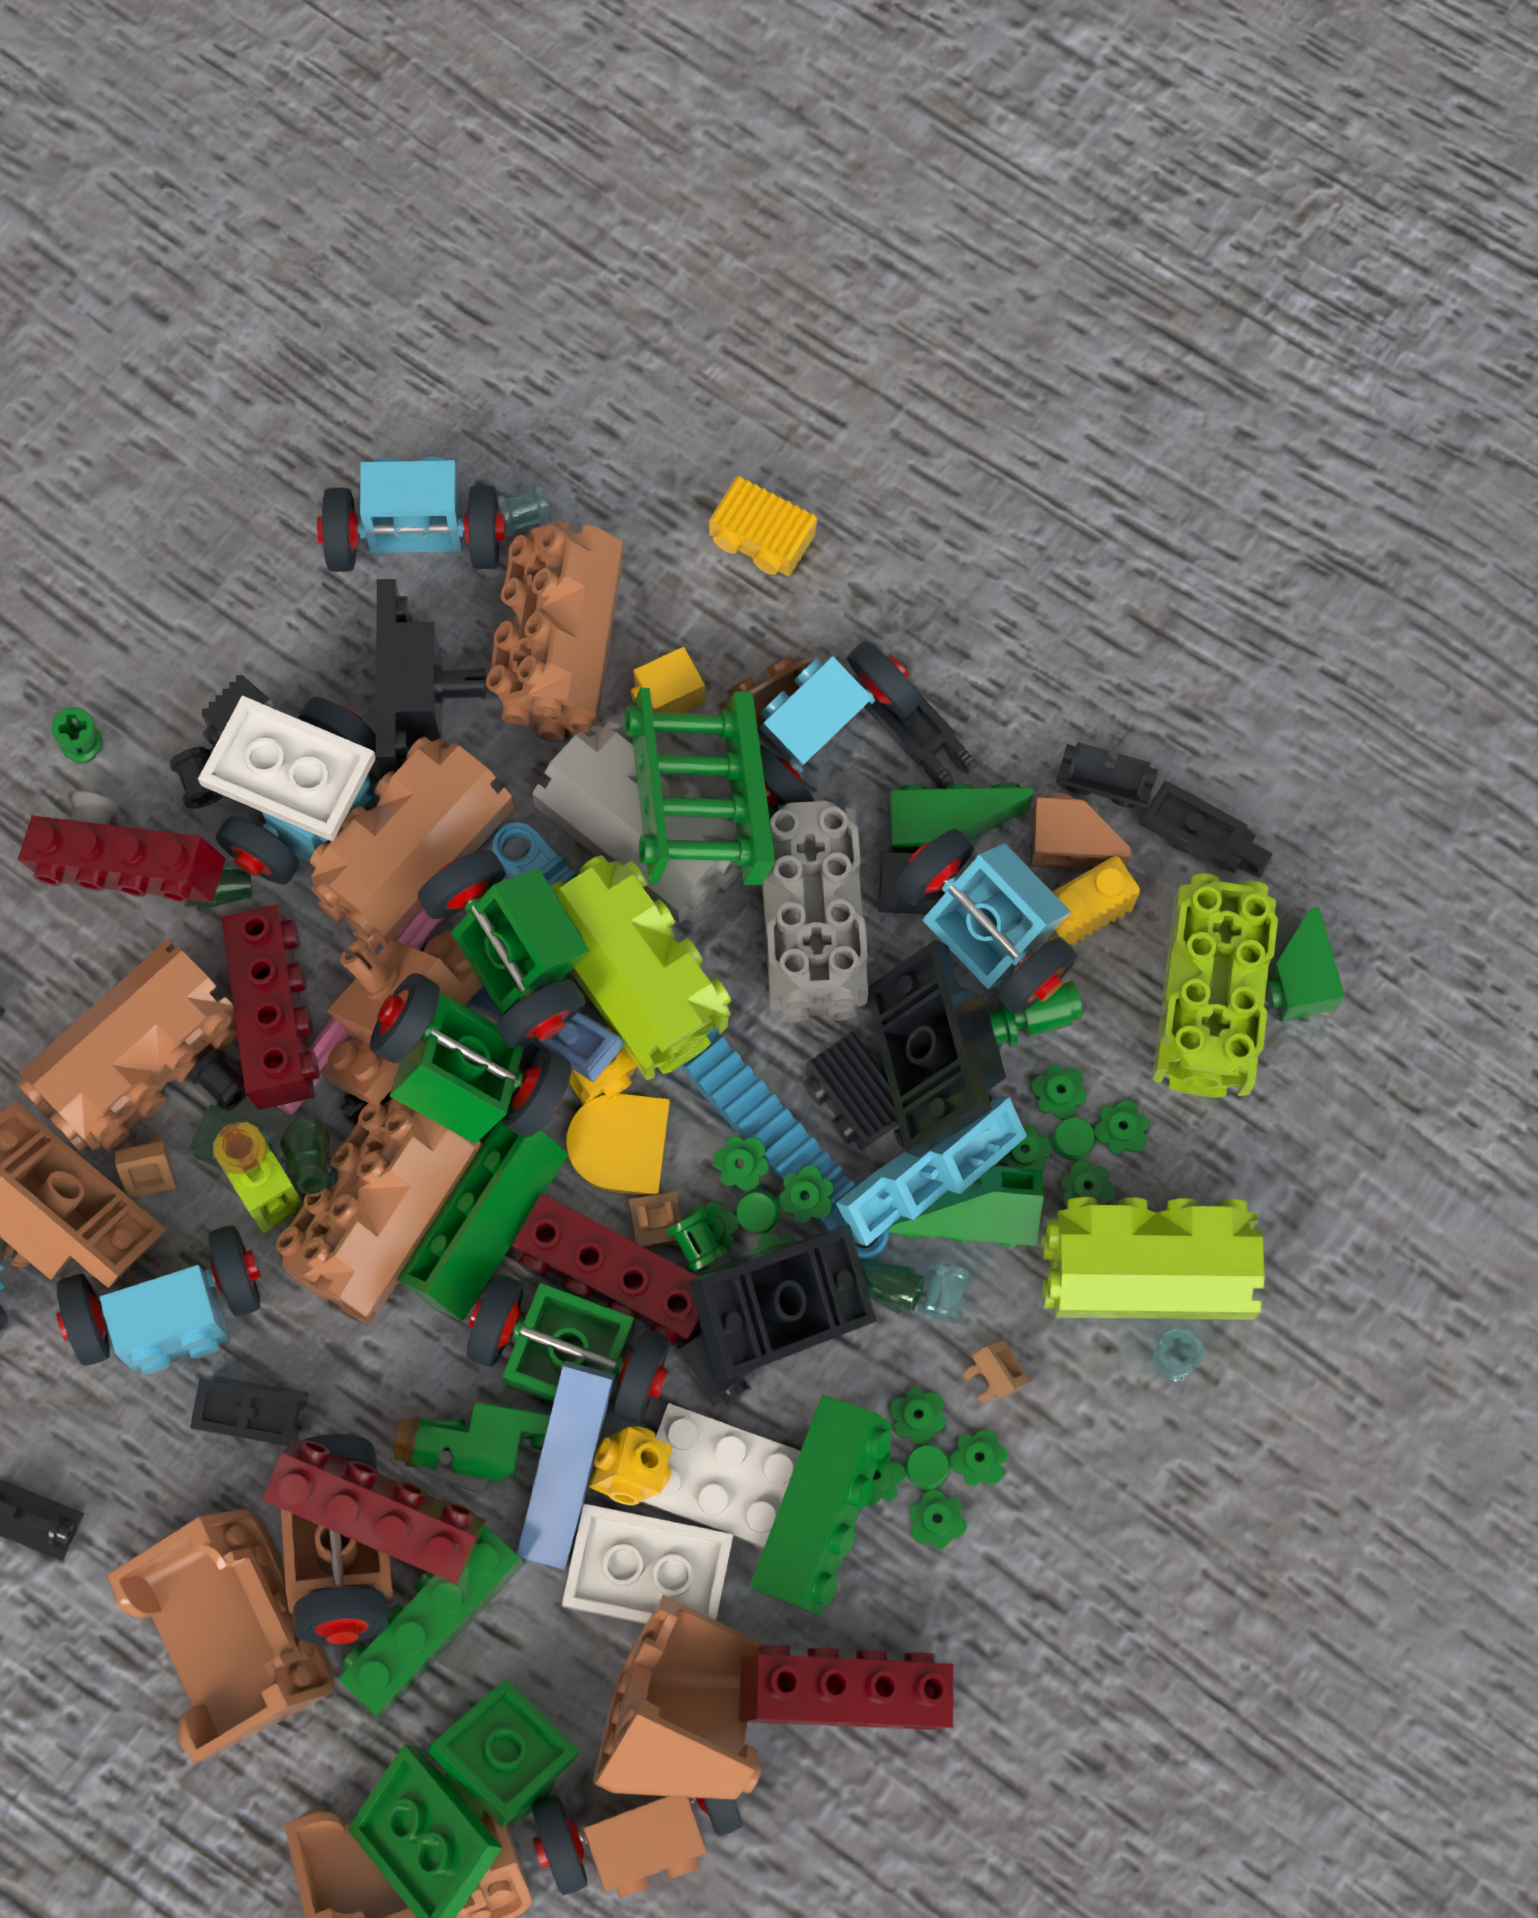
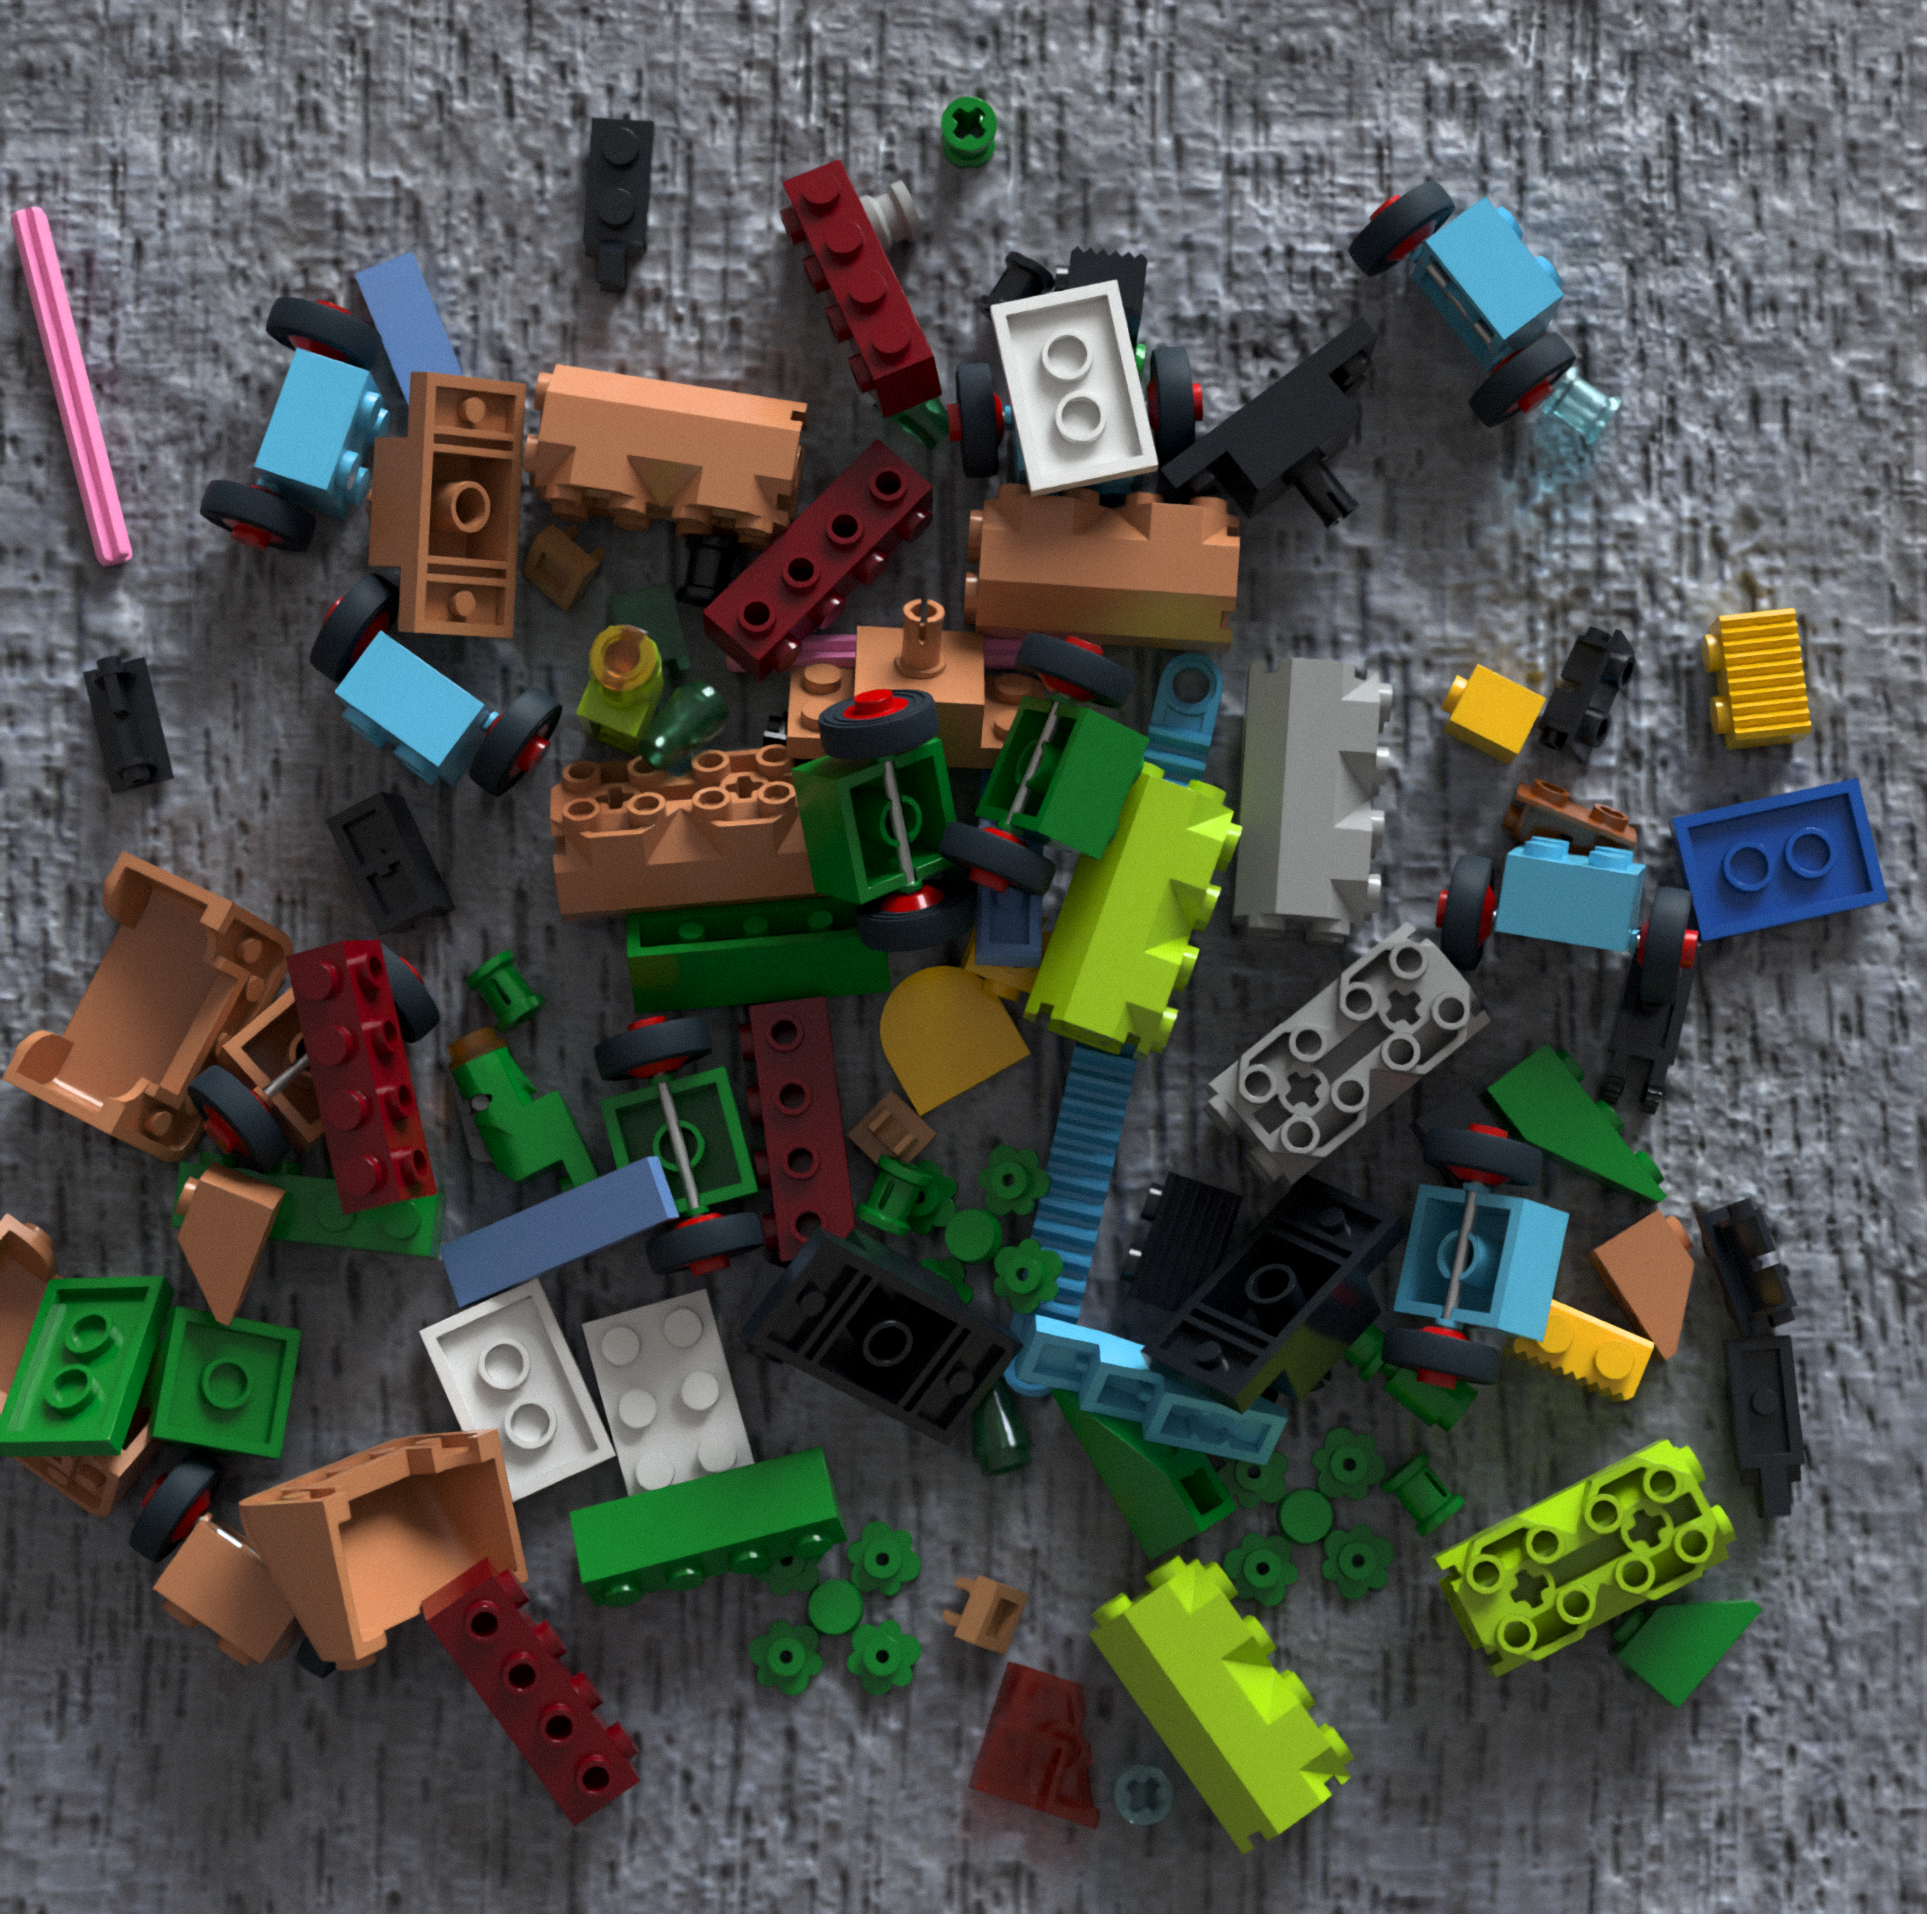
camera: 55 degrees right, 10 degrees up
(370, 1403) = (505, 992): none -> green bush
(409, 1675) = (226, 1233): none -> nougat slope
(557, 648) = (1449, 560): nougat brick -> none
(631, 1466) = (605, 1300): yellow brick -> none
(687, 611) = (1601, 672): none -> black hinge
(739, 765) = (1438, 862): green fence -> none
(877, 589) = (1778, 860): none -> blue plate
(945, 1293) = (1031, 1496): clear light blue bush -> none
(1102, 1400) = (1038, 1746): none -> clear red slope
(1109, 1057) = (1422, 1493): none -> green bush

